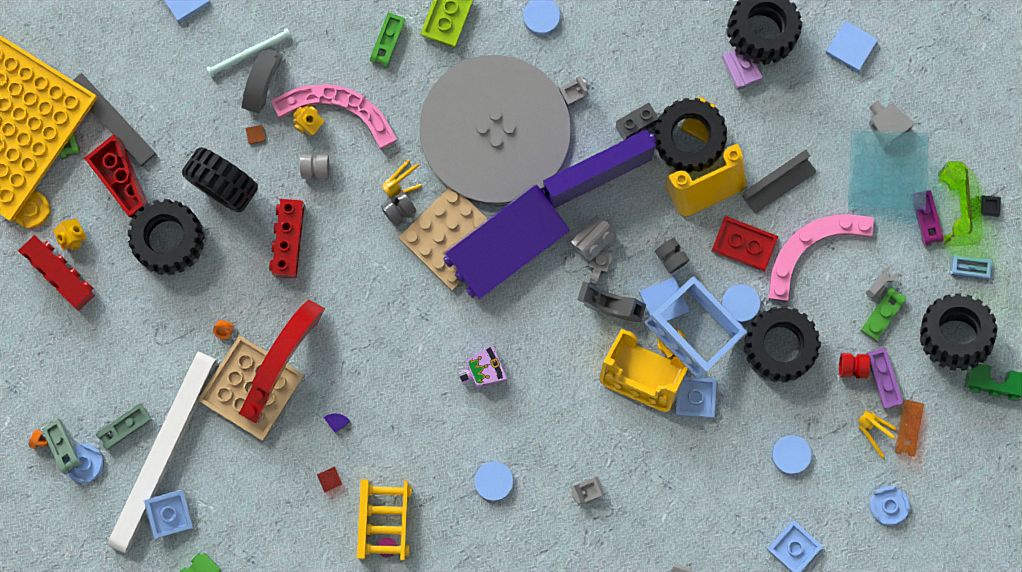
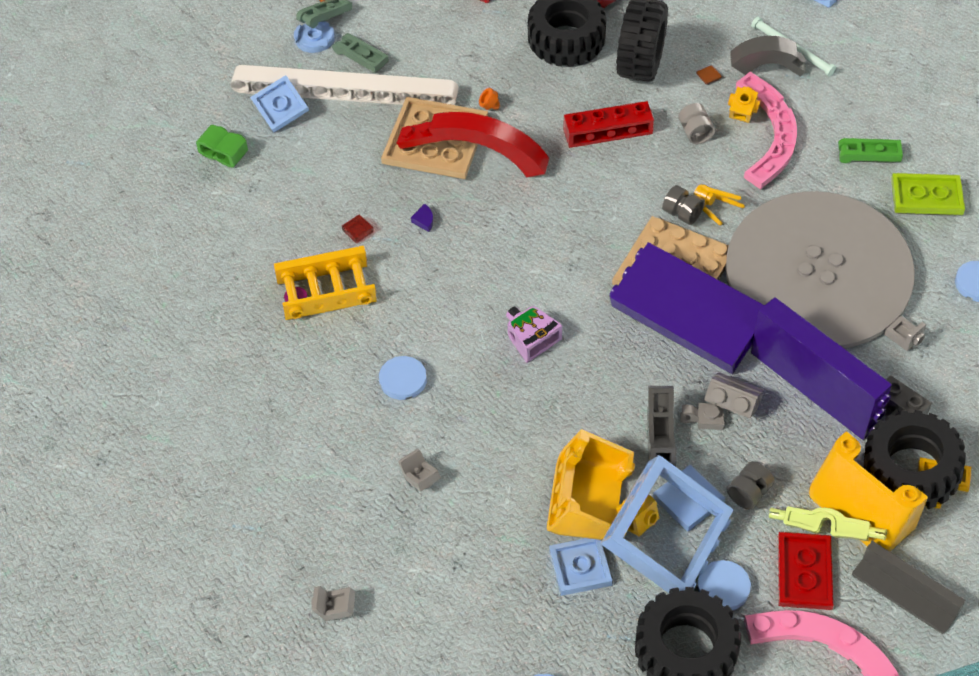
camera: 75 degrees right, 25 degrees down
(724, 206) = (840, 526): none -> yellowish green piece

